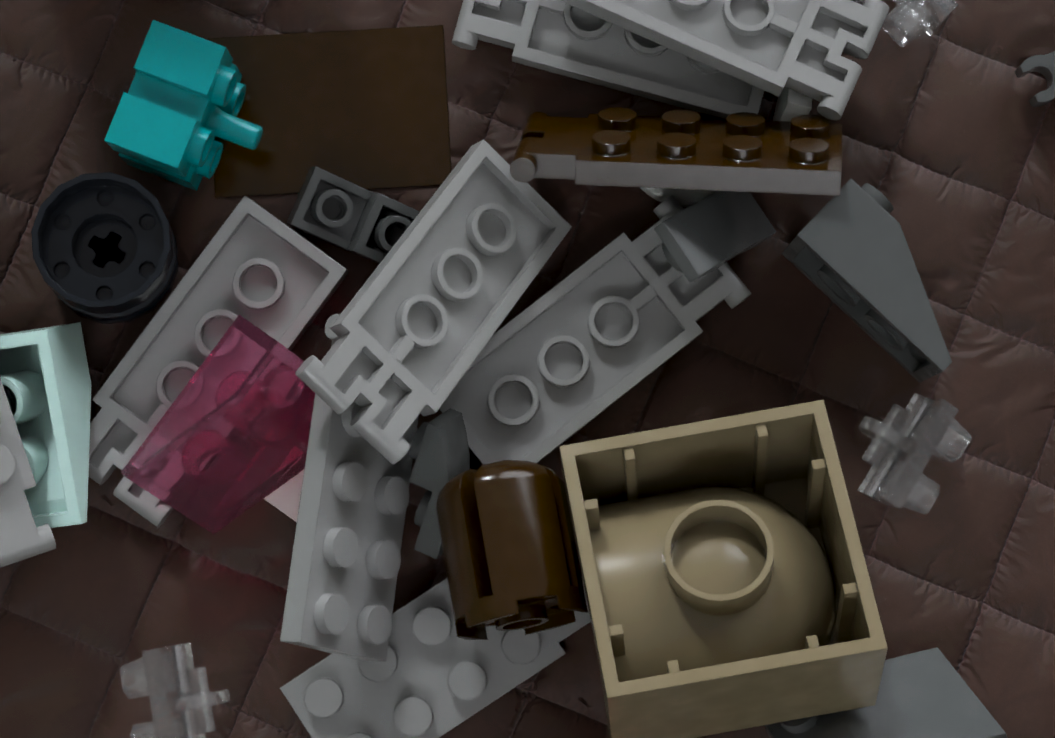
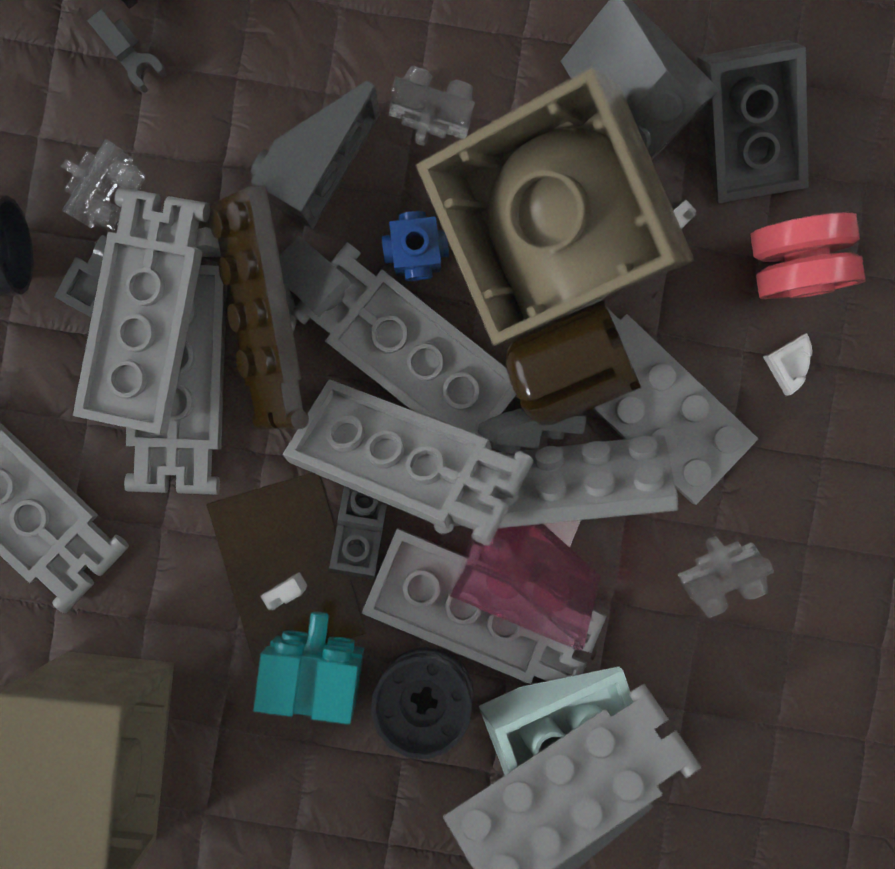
camera: 100 degrees left, 5 degrees up
(298, 101) = (284, 592): none -> white tile
(698, 385) = (415, 263): none -> blue brick

